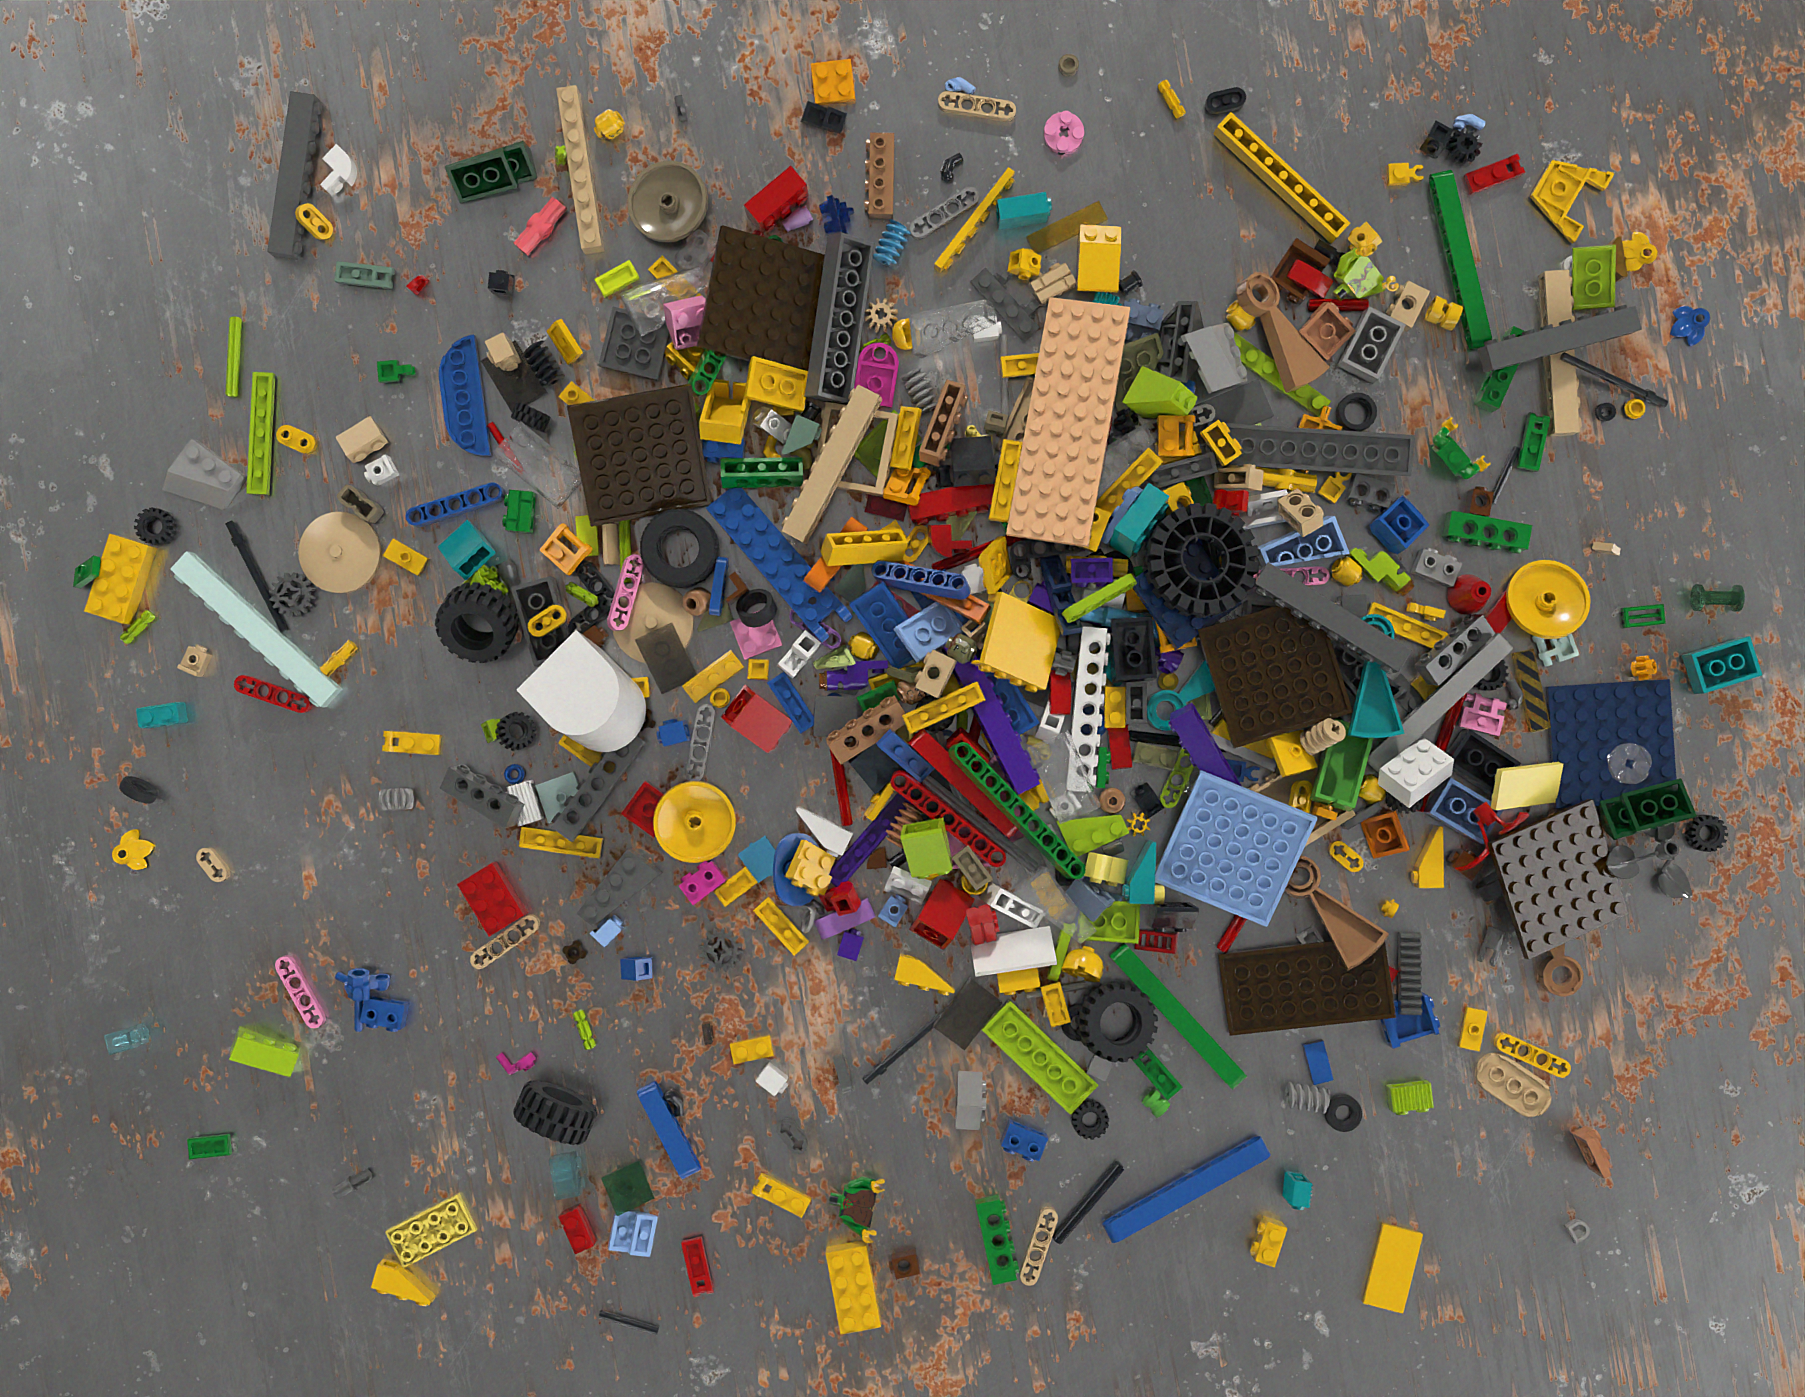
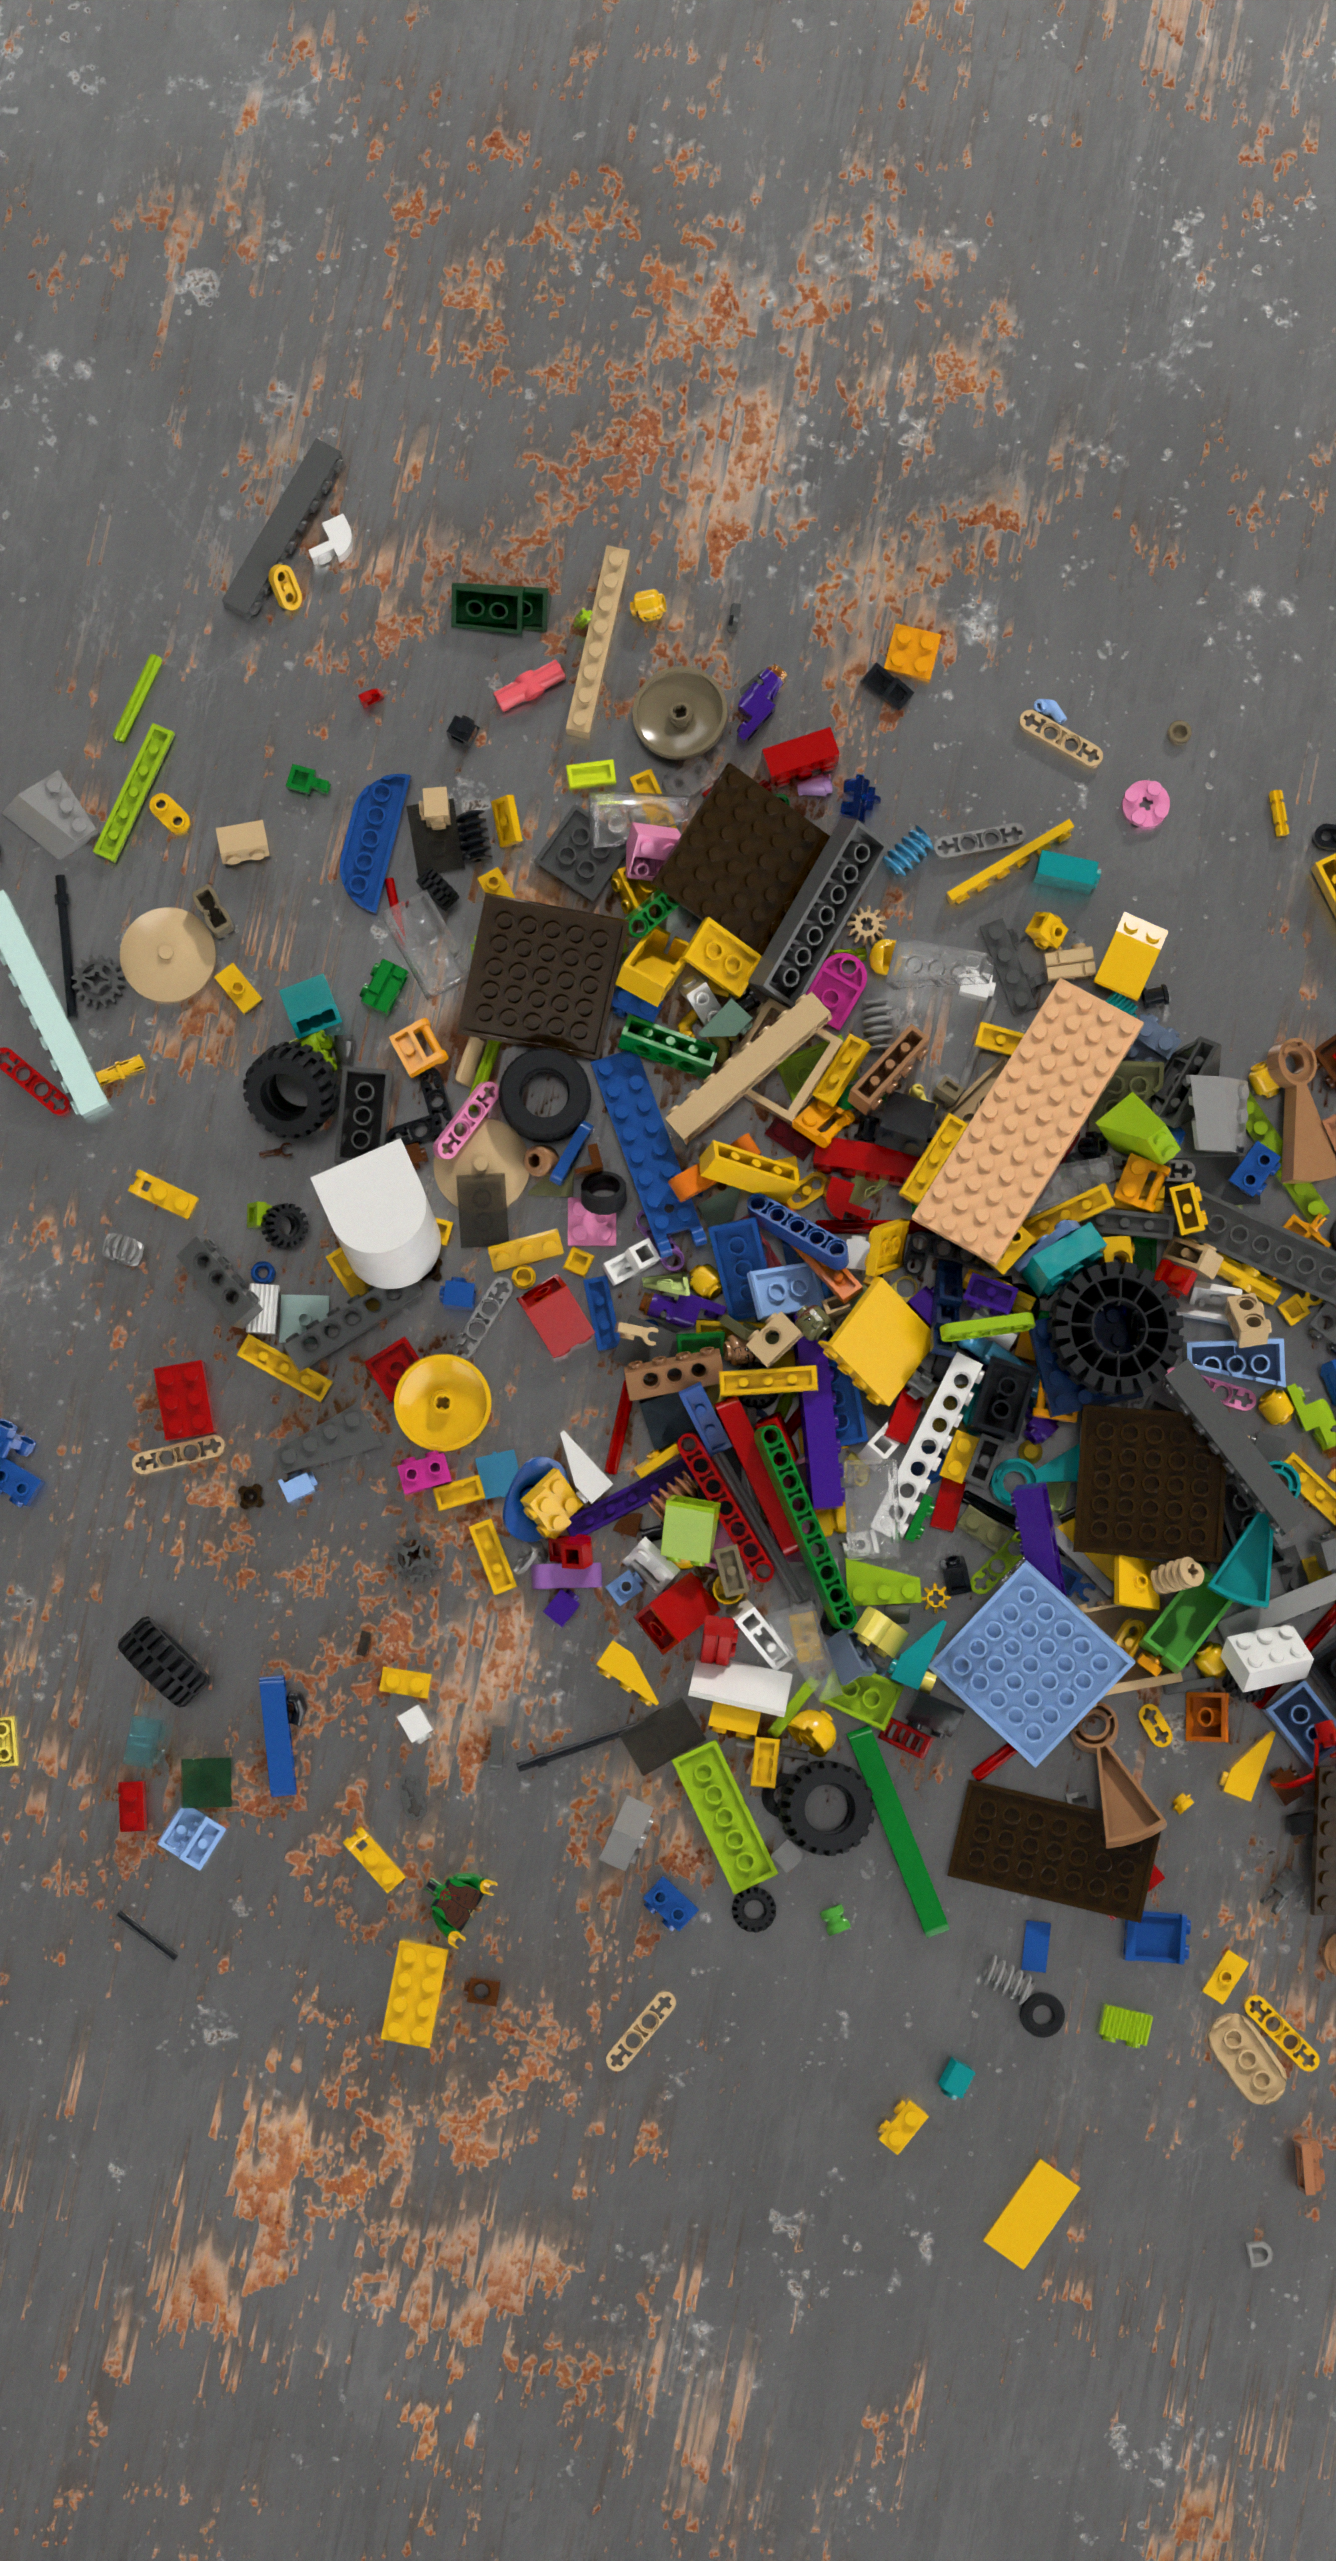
camera: 20 degrees right, 5 degrees down
(364, 275) = (315, 664): sand green plate -> none
(388, 470) = (255, 889): white brick -> none
(445, 505) = (307, 945): blue beam -> none
(487, 674) = (278, 1151): none -> reddish brown hand
(524, 1063) = (147, 1598): dark pink plate -> none
(547, 619) = (369, 1117): yellow plate -> none
(581, 594) = (416, 1103): lime axle -> none
(584, 1030) = (227, 1587): lime axle -> none
(587, 534) = (449, 1040): neon yellow tile -> none
(636, 968) = (313, 1540): blue brick -> none
(697, 1266) = (249, 1902): red plate -> none
(723, 167) = (756, 702): none -> dark purple plate
(820, 709) = (629, 1331): none -> tan plate
(880, 175) = (925, 774): medium nougat brick -> none
(948, 166) = (1004, 791): black arm -> none
(1005, 1271) = (584, 2041): green brick -> none
(1066, 228) = (1108, 909): clear yellow tile -> none
(1088, 1203) = (715, 2004): black axle -> none
(1107, 795) = (907, 1563): medium nougat head -> none
(1158, 1074) = (849, 1886): green plate -> none
(1186, 1189) = (832, 2031): blue beam -> none
(1261, 390) = (1254, 1169): none -> blue brick
(1409, 973) = (1176, 1885): dark grey gear -> none

